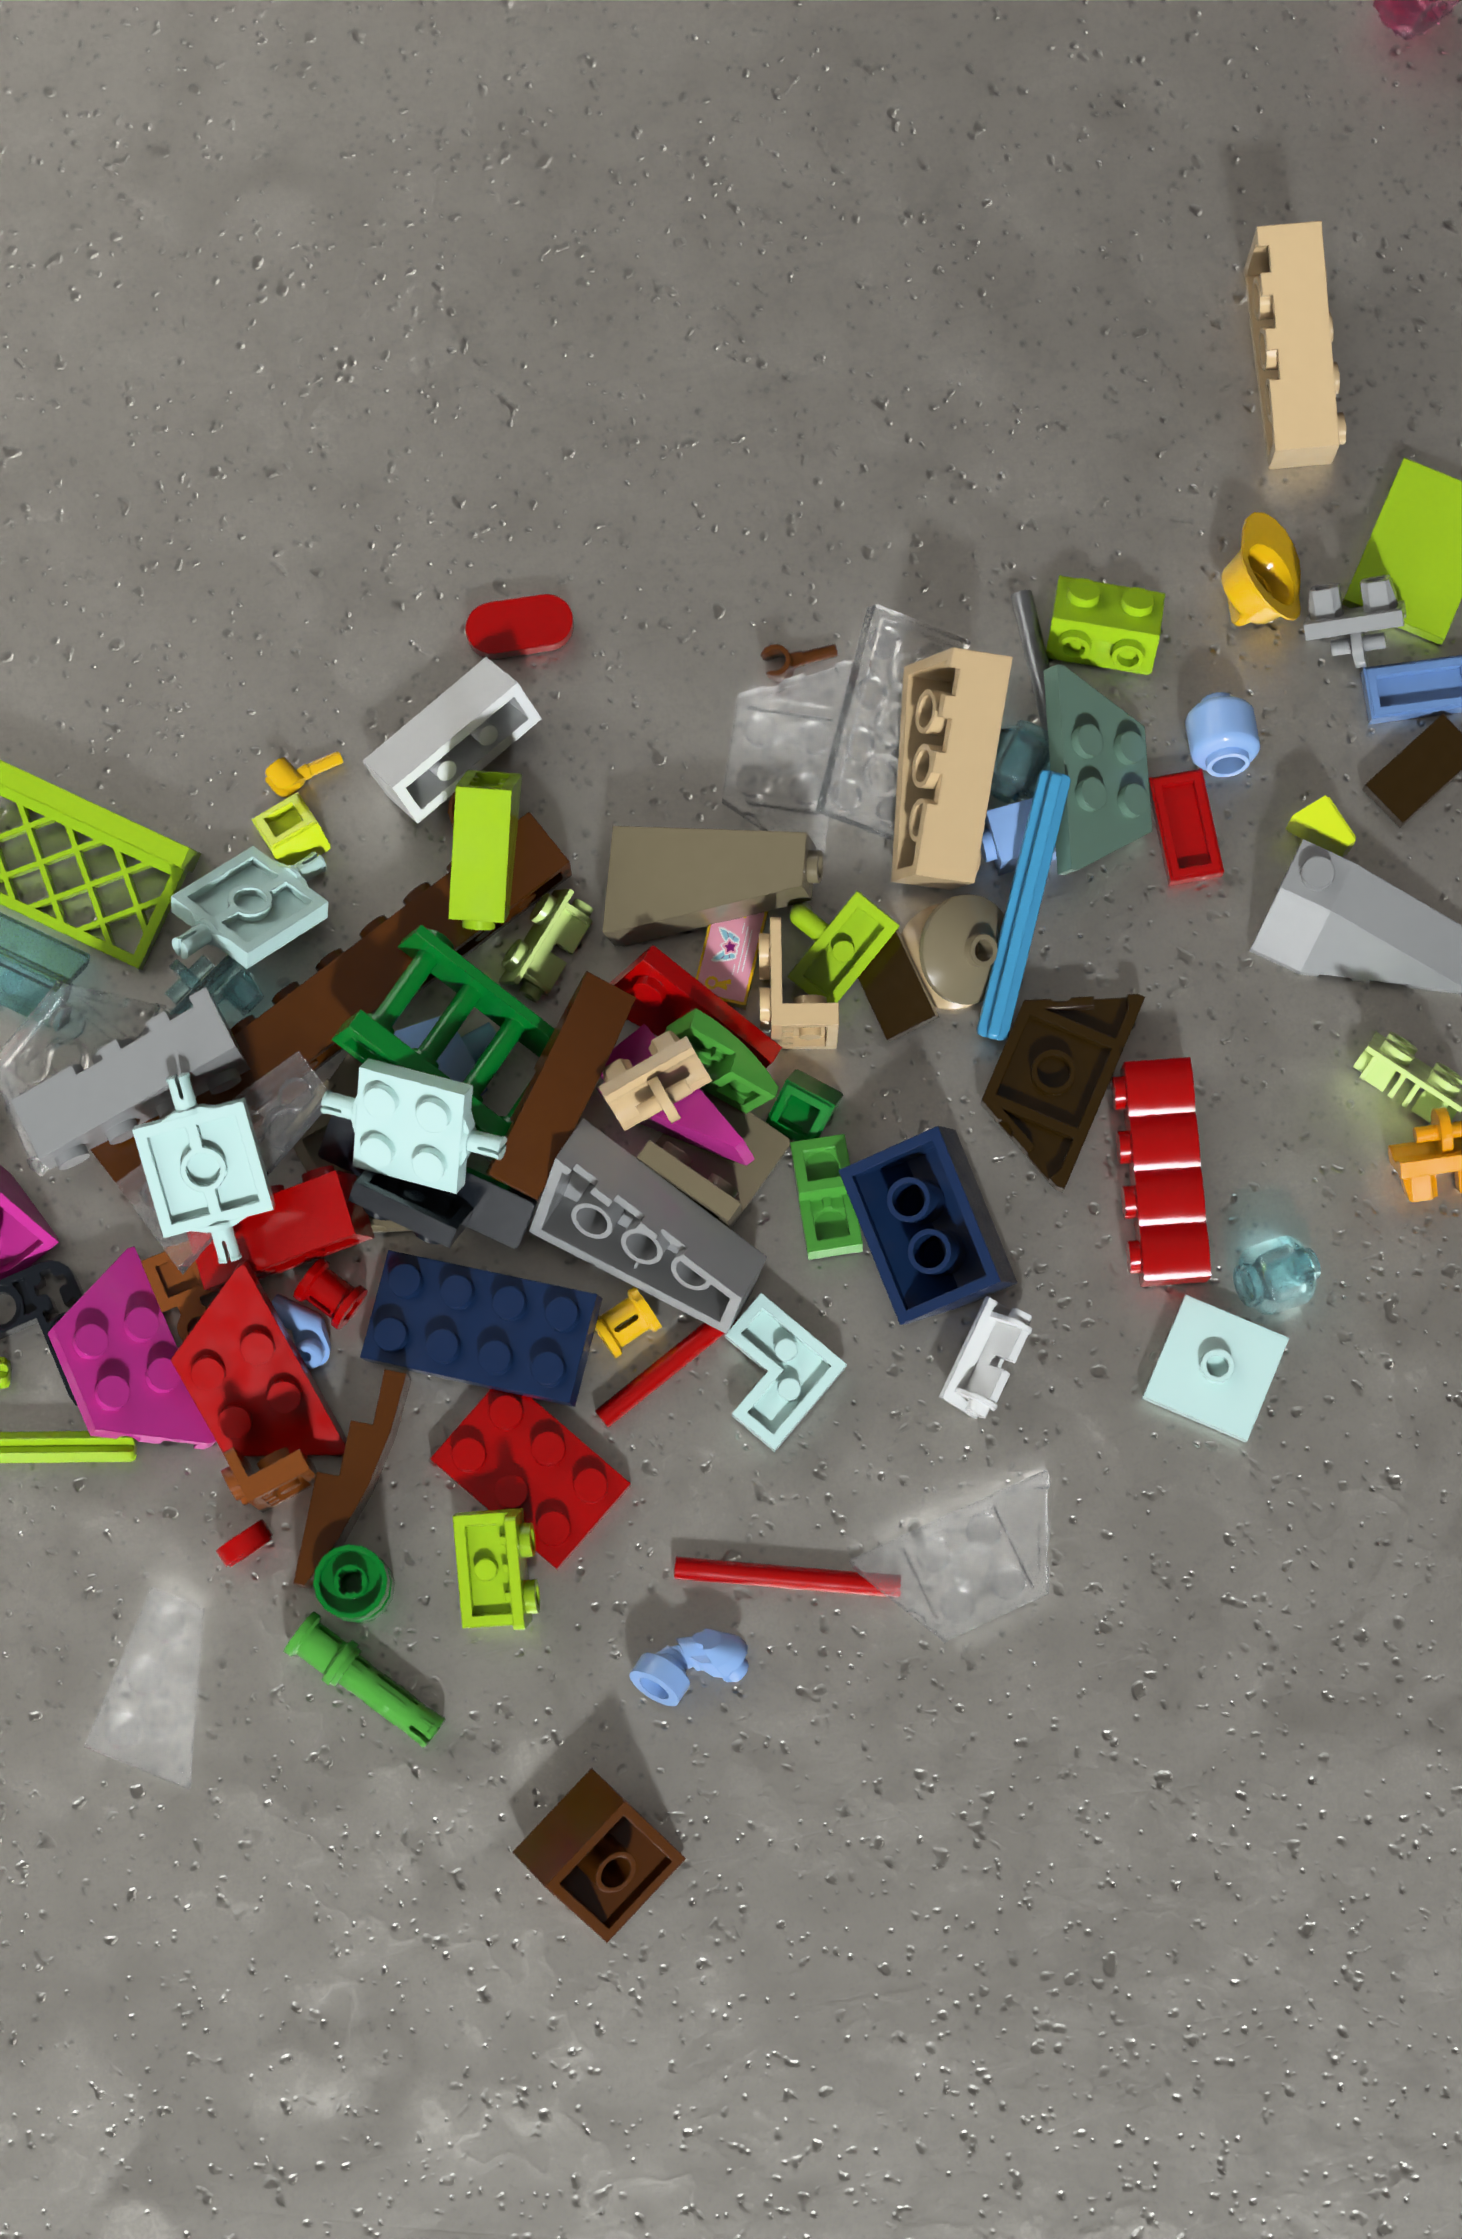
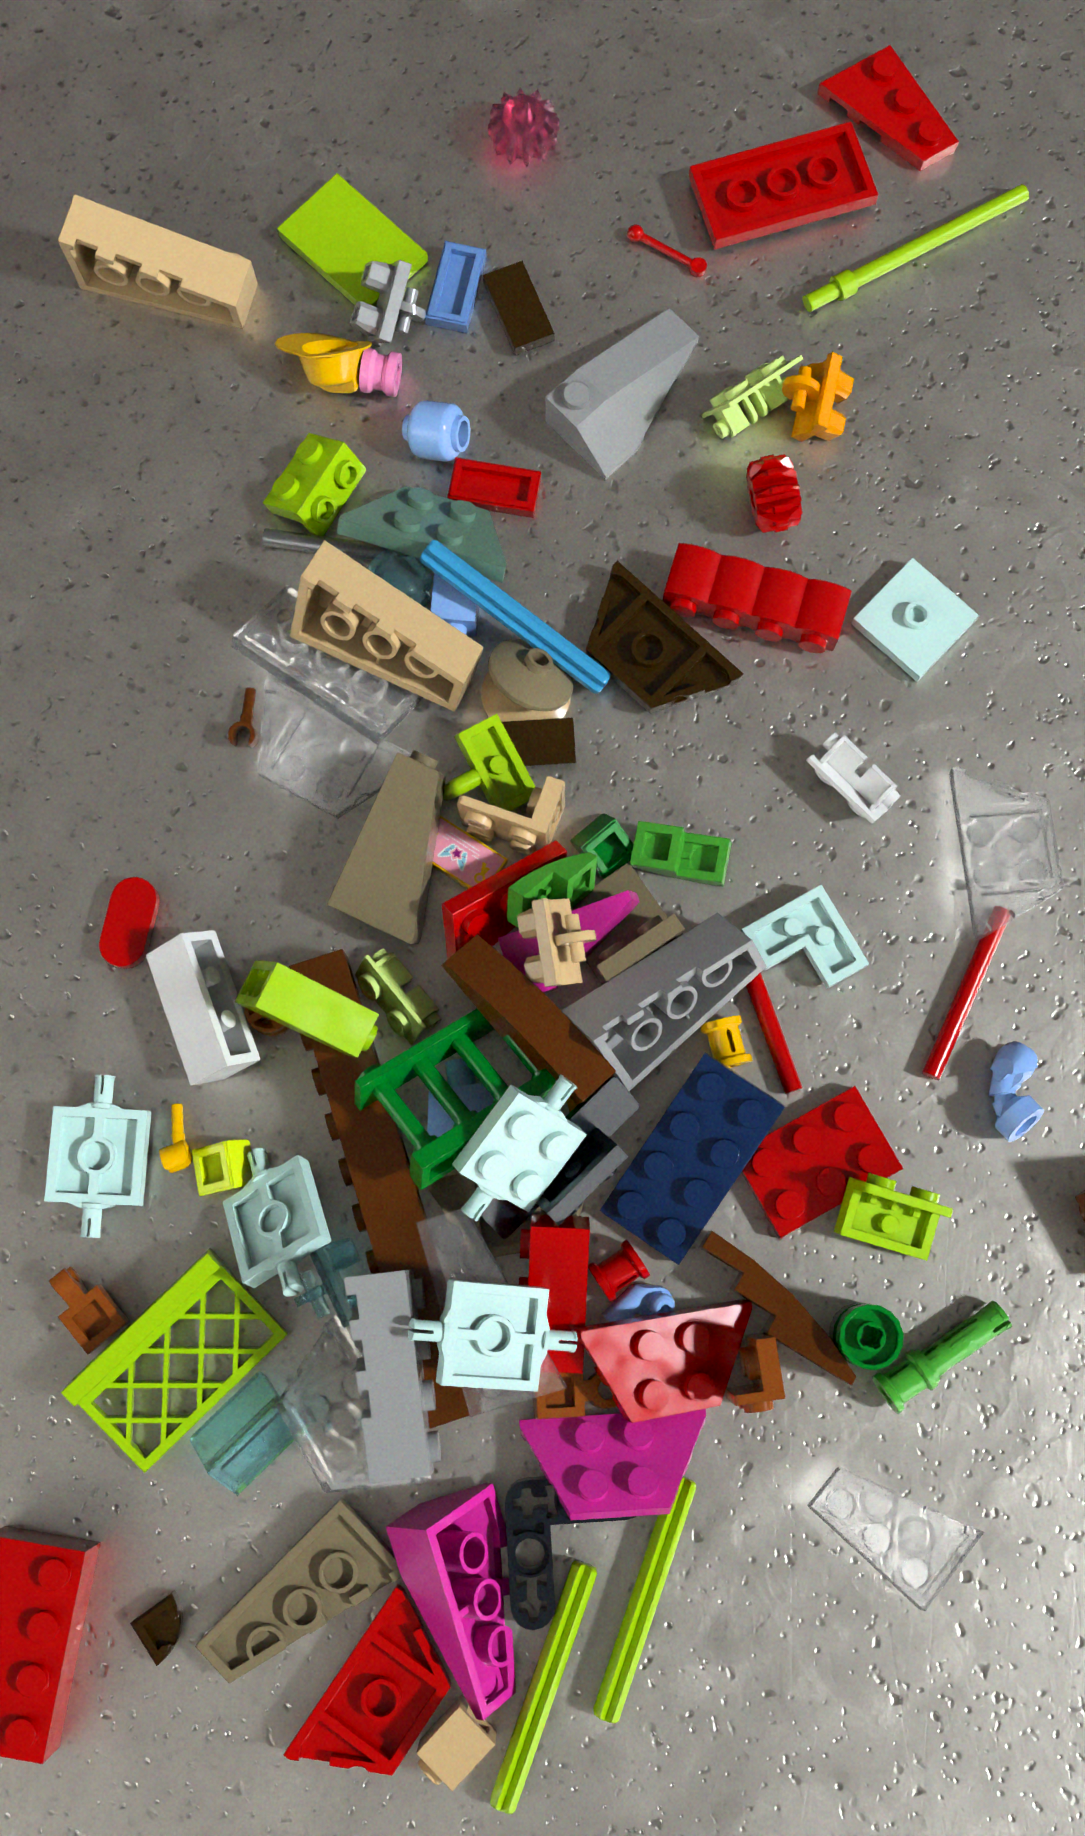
camera: 70 degrees left, 0 degrees up
(85, 757) = (91, 1314): none -> dark orange plate
(244, 1543) = (799, 1414): red tile -> none
(254, 696) = (97, 1156): none -> light aqua plate
(927, 1225) = (738, 784): dark blue slope -> none
(1269, 644) = (380, 372): none -> bright pink wheel
(1276, 1275) = (864, 547): clear light blue head -> none
(1296, 1145) = (774, 493): none -> red gear
(1323, 826) = (535, 385): neon yellow slope -> none

